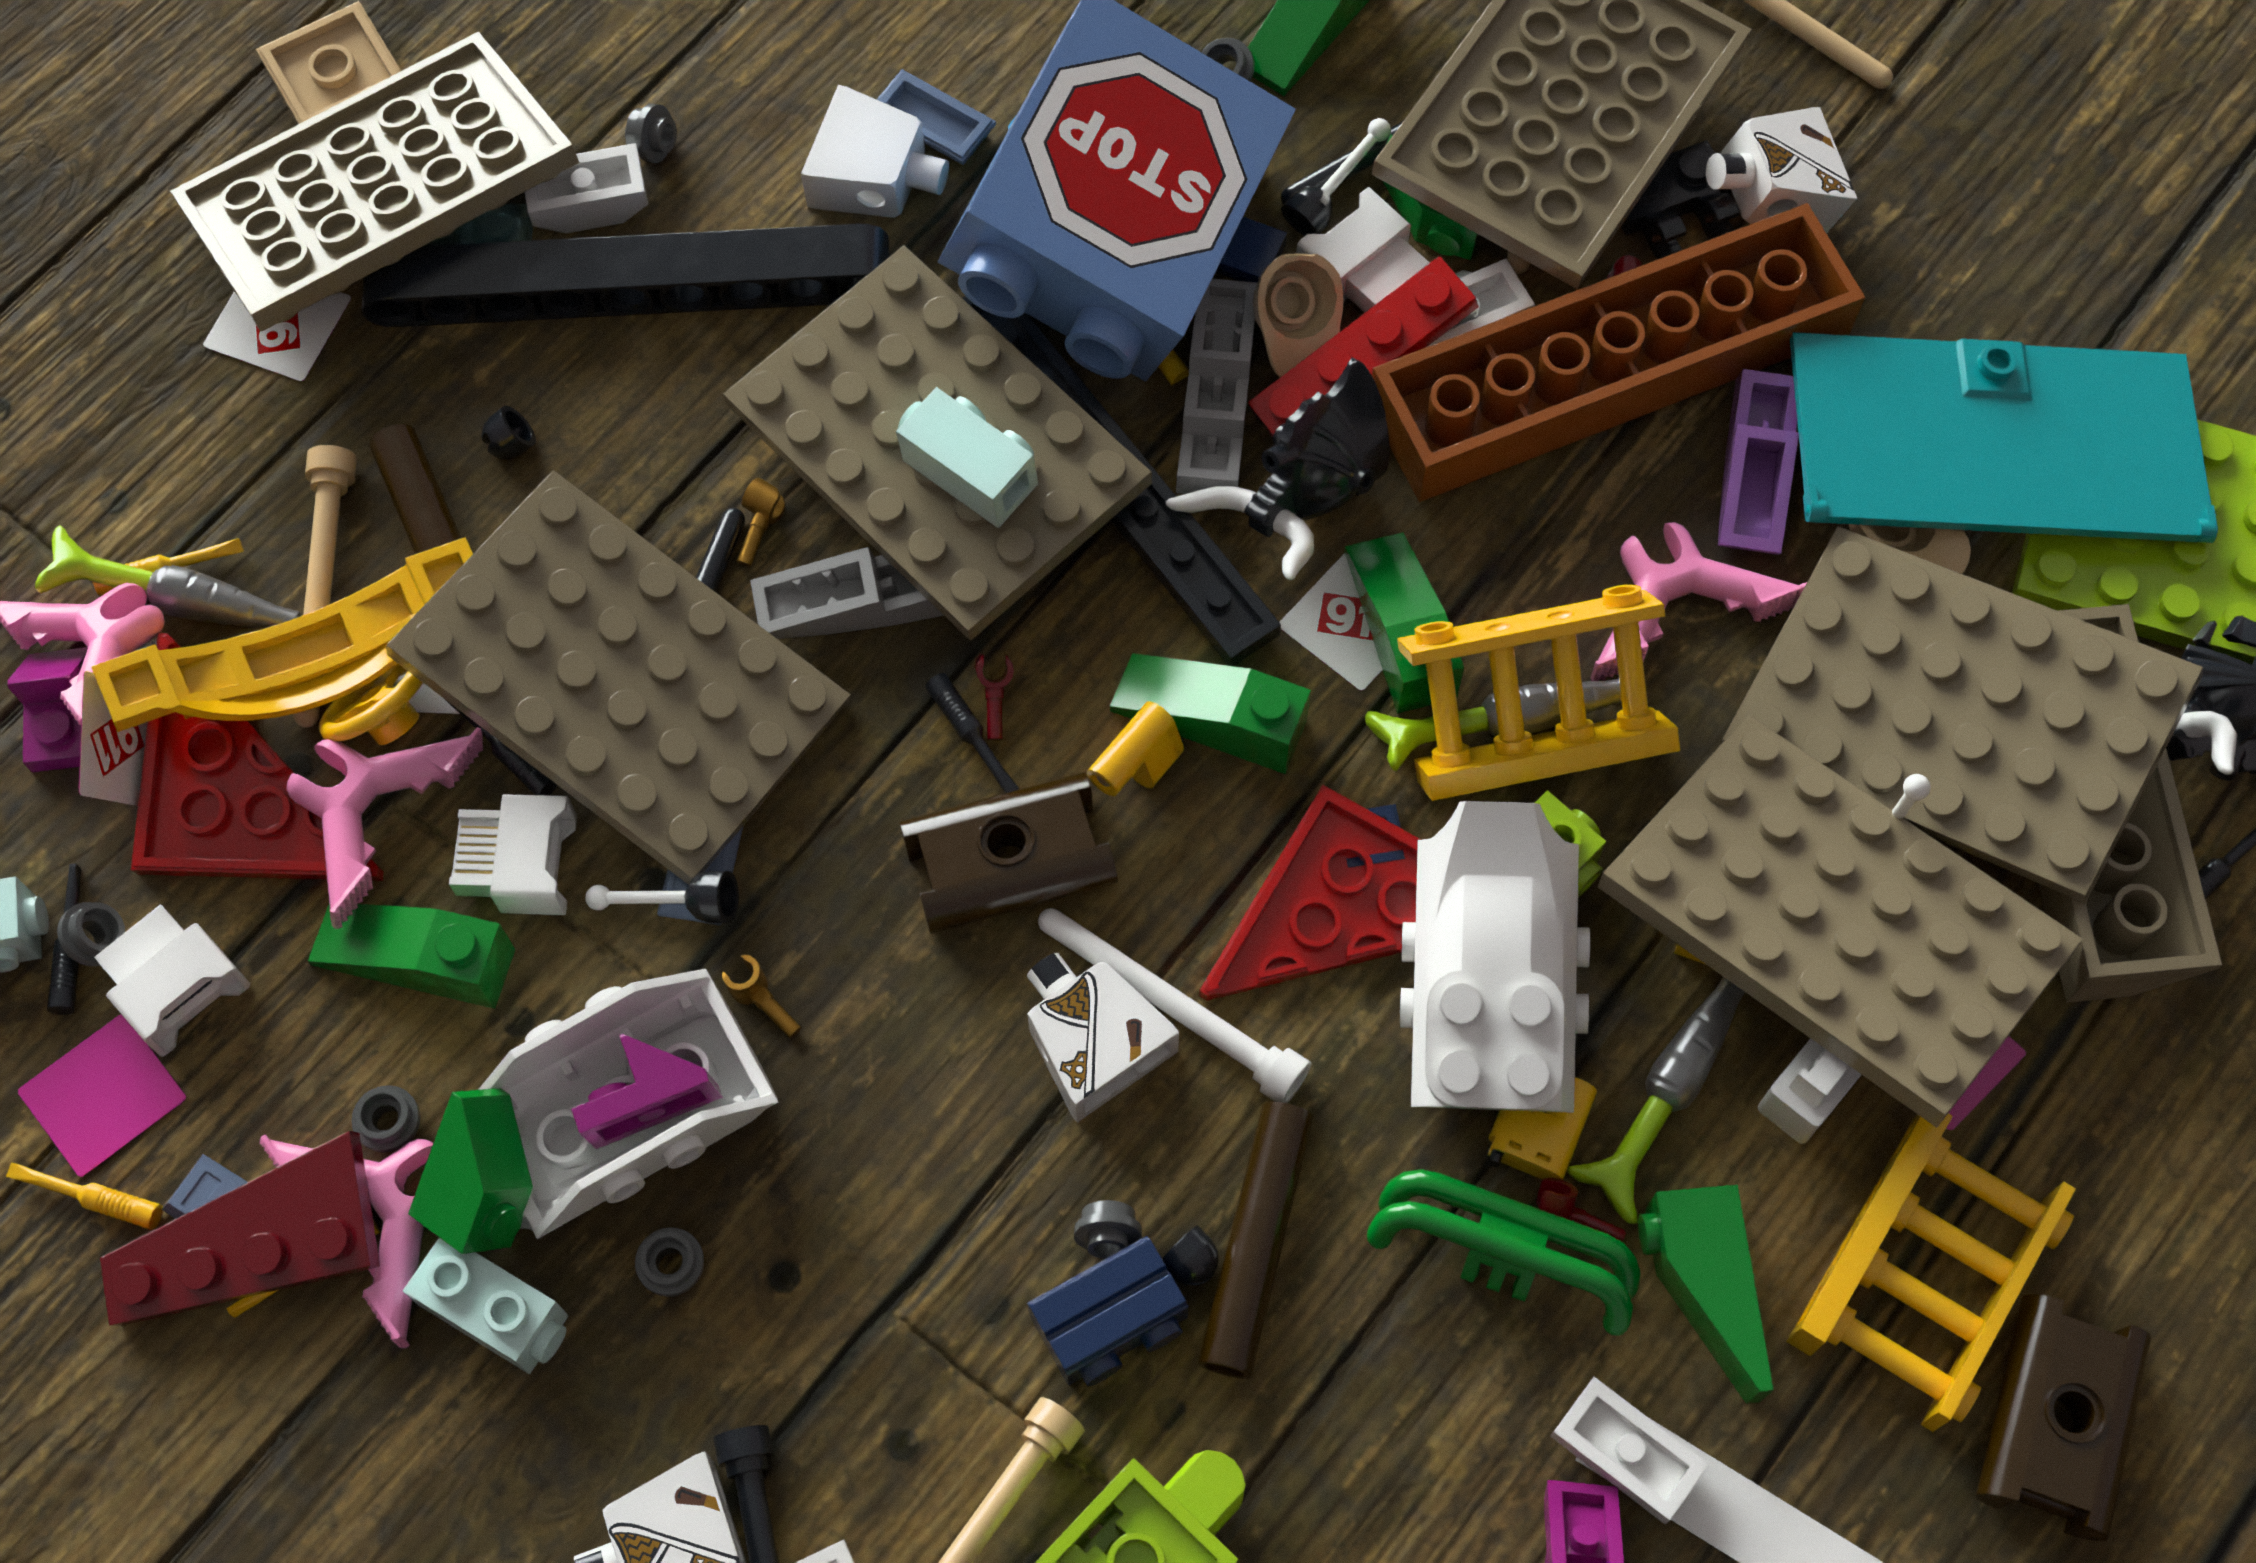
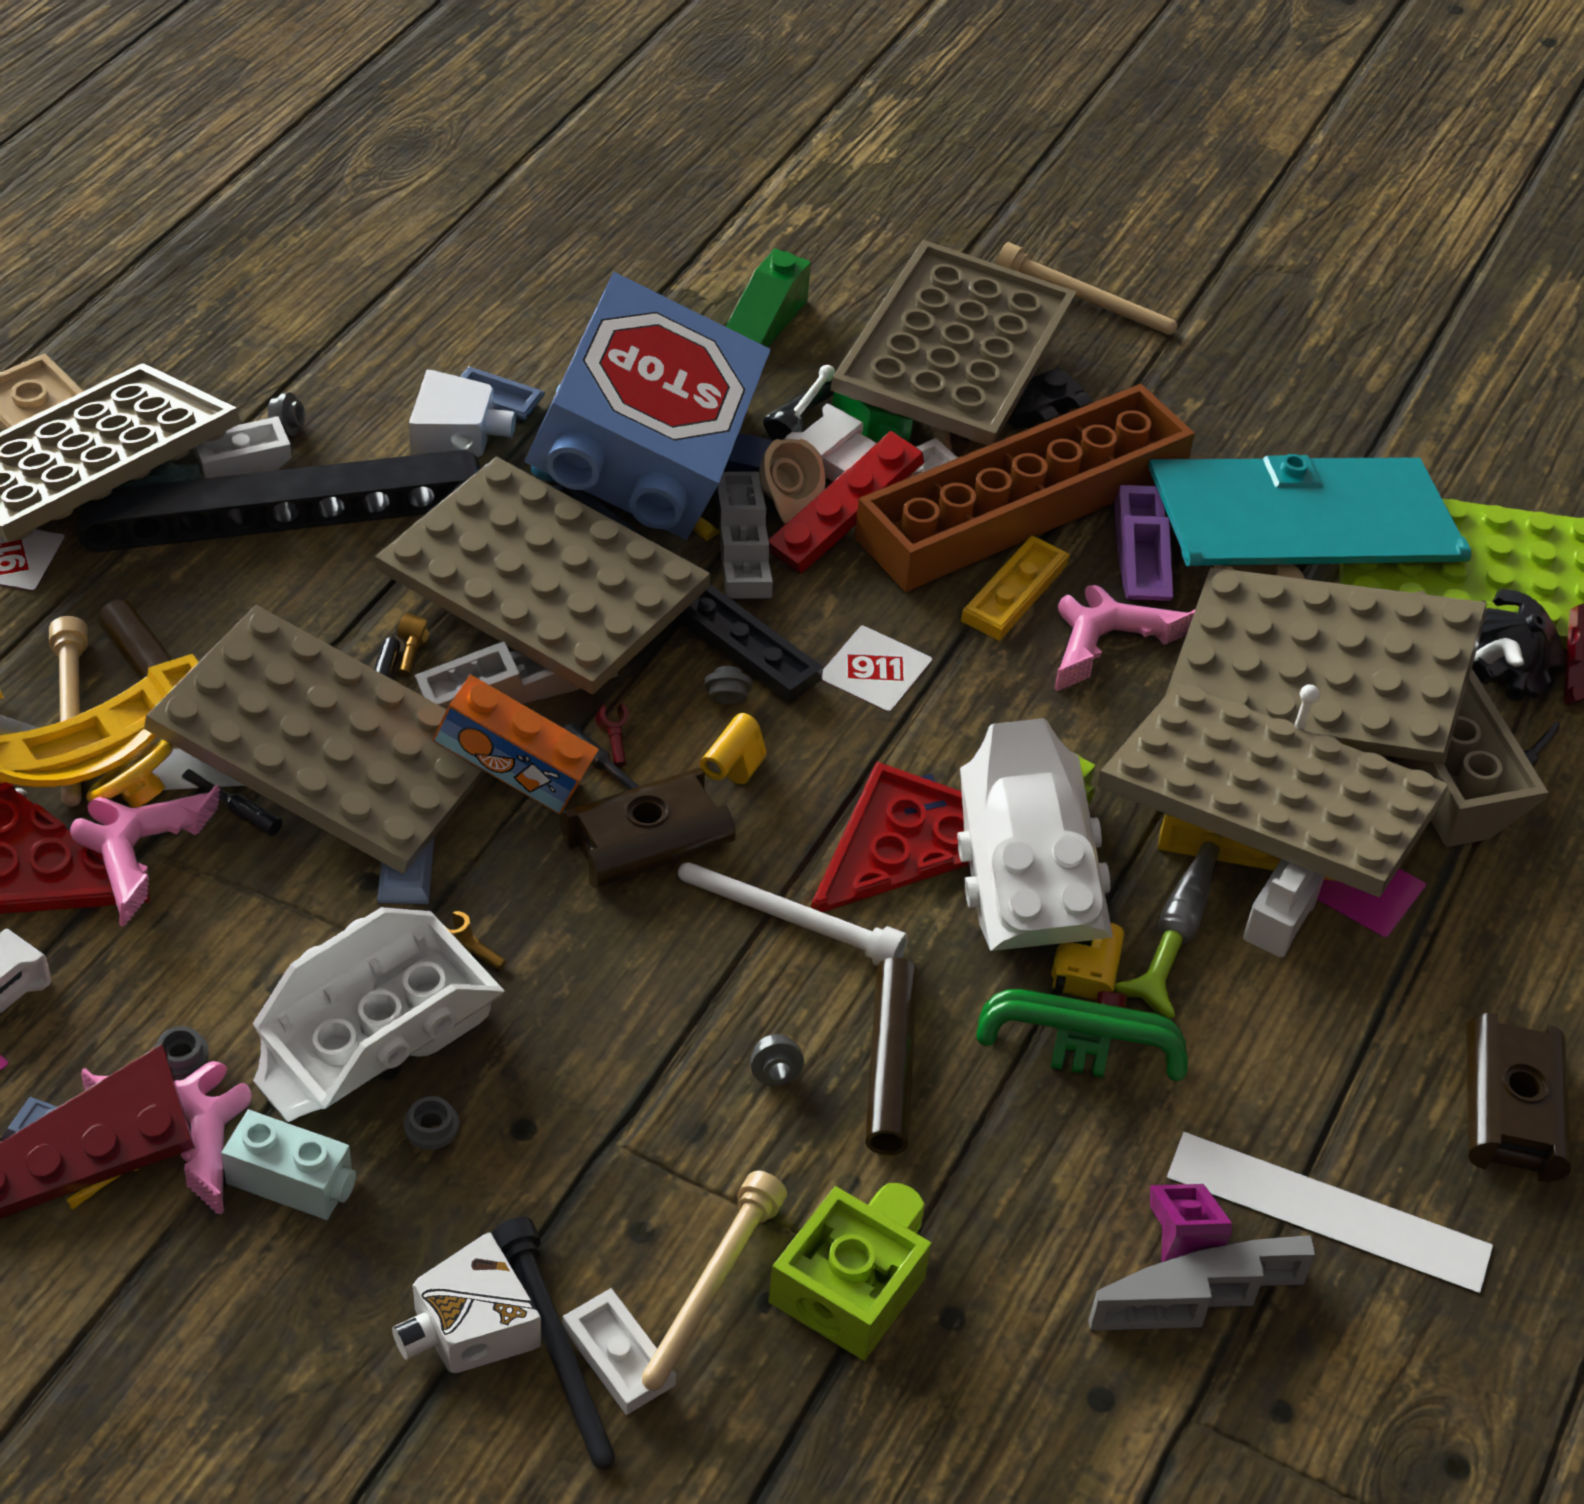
camera: 15 degrees left, 20 degrees down
(418, 951) = (191, 935): green slope -> none
(475, 1174) = (269, 1062): green slope -> none
(507, 434) = (204, 605): black hinge -> none
(514, 853) = (258, 866): white piece -> none
(662, 1090) = (410, 980): magenta slope -> none
(709, 898) = (420, 874): black hinge -> none
(853, 719) = (514, 744): none -> brick
(967, 455) = (574, 565): light aqua brick -> none
(1095, 1032) = (740, 934): white torso -> none
(1109, 1313) = (789, 1113): dark blue brick -> none
(1152, 637) = (728, 685): none -> dark grey plate
(1192, 1258) = (844, 1072): black hinge -> none
(1220, 706) = (794, 722): green slope -> none
(1317, 464) = (835, 557): black helmet -> none
(1395, 602) = (917, 664): green slope -> none
(1539, 713) = (999, 707): piece -> none
(1570, 509) = (1015, 587): none -> yellow tile
(1577, 741) = (1096, 704): yellow fence -> none
(1630, 1450) = (1207, 1156): white plate -> none
(1708, 1271) = (1239, 1040): green slope -> none
(1784, 164) = (1113, 366): white torso -> none
(1864, 1263) = (1348, 1017): yellow fence -> none

